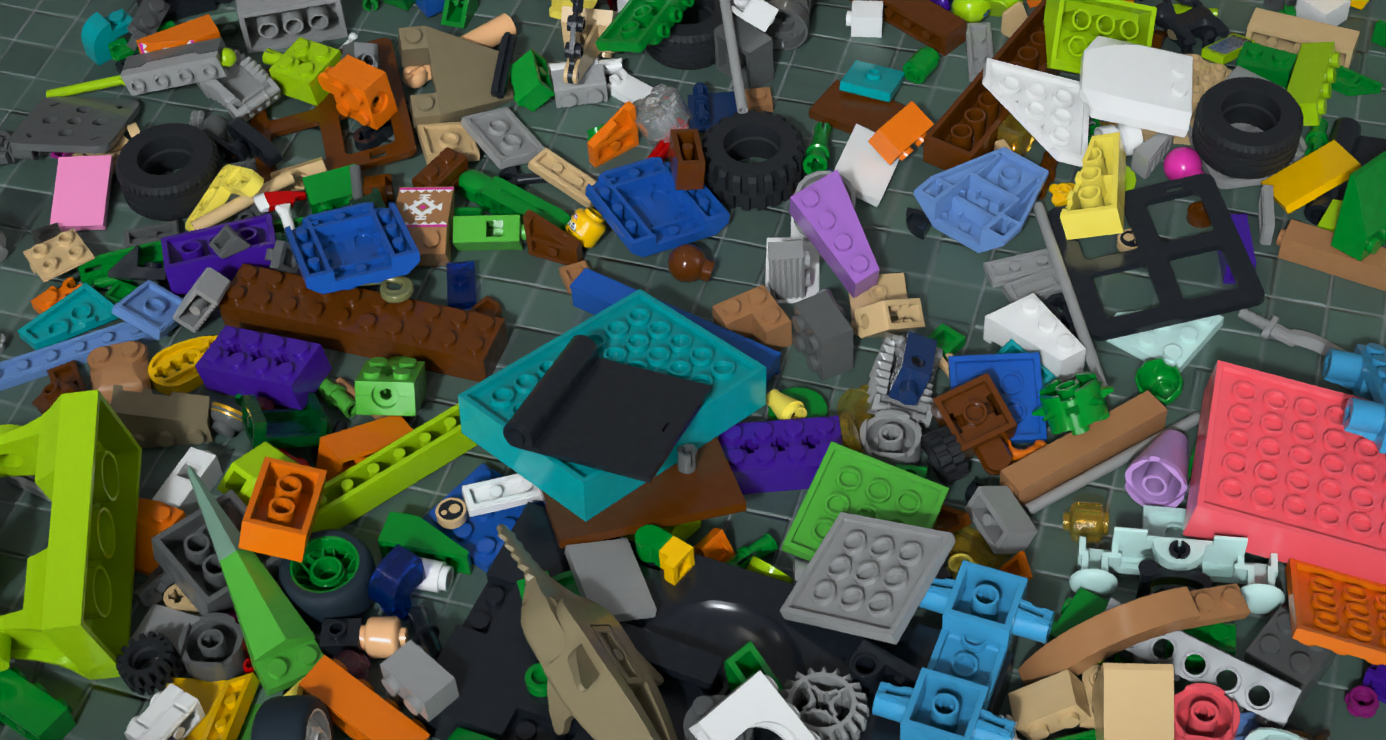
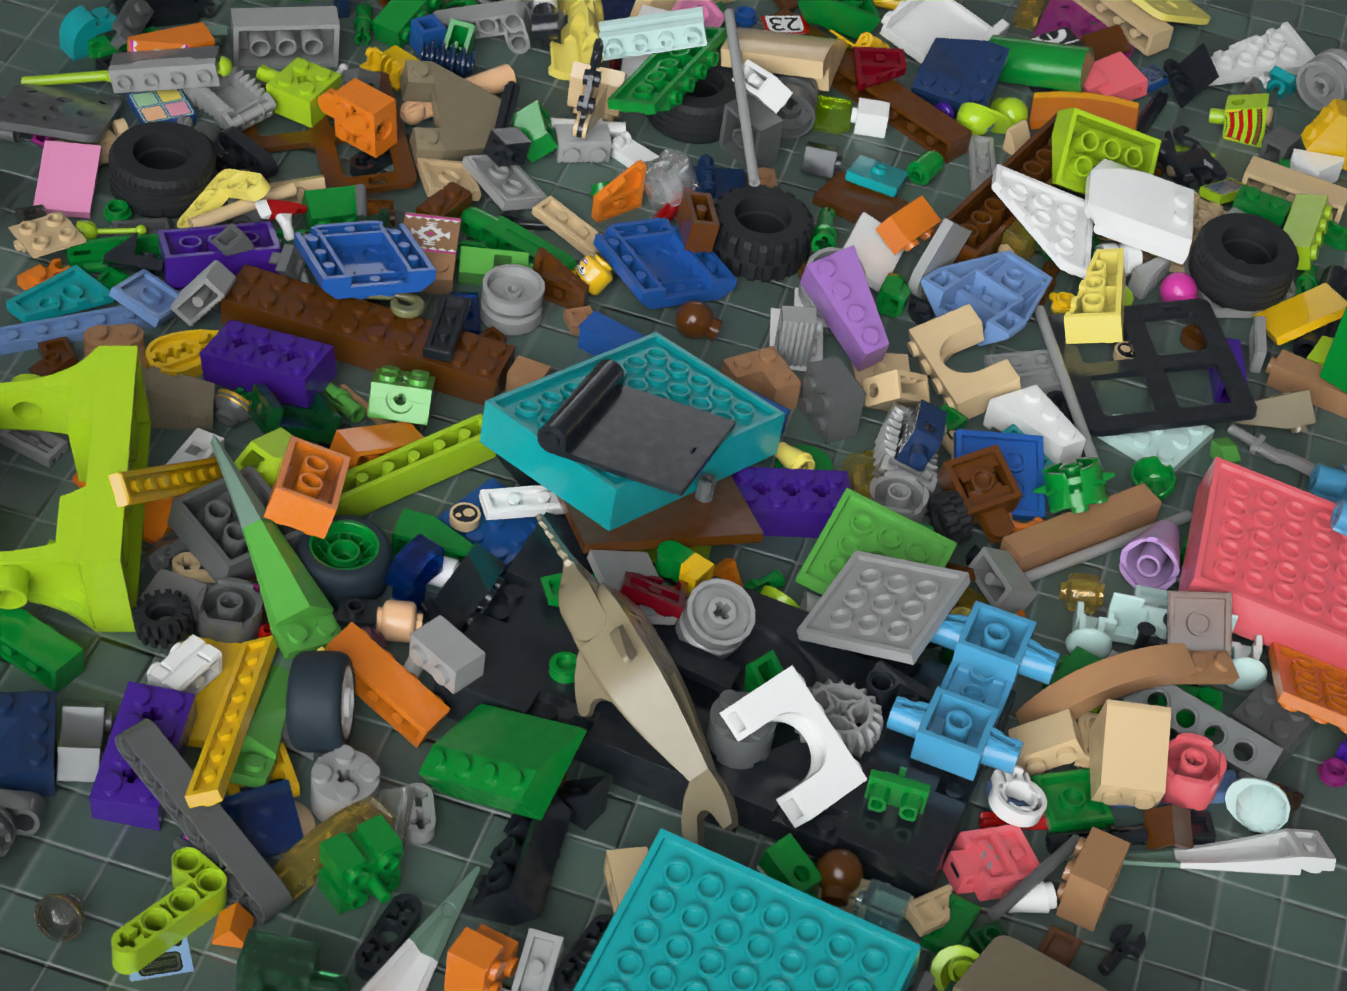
camera: 10 degrees left, 5 degrees down
(99, 244) = (90, 230): none -> lime hinge
(129, 219) = (117, 210): none -> green plate
(134, 525) = (163, 481): none -> yellow tile
(176, 103) = (160, 105): none -> tile
(389, 26) = (389, 61): none -> yellow hinge
(434, 308) = (446, 327): none -> black tile
(448, 17) = (450, 60): none -> dark blue piece
(450, 595) = (470, 587): none -> black slope
(503, 101) = (507, 146): none -> black brick
(505, 265) = (512, 299): none -> light grey wheel
(516, 345) = (525, 371): none -> medium nougat brick
(629, 589) = (650, 592): none -> dark red wing
(700, 590) = (716, 617): none -> light grey wheel
(815, 71) = (821, 159): none -> brick
(827, 20) = (832, 115): none -> clear neon green piece
(888, 209) = (893, 295): none -> green rock
(930, 259) = (940, 339): none -> tan arch
(932, 159) = (940, 252): none -> light grey tile
(1206, 552) = (1200, 620): none -> plate
(1235, 342) = (1225, 449): none -> bright green piece
(1294, 288) = (1284, 411): none -> dark tan wedge

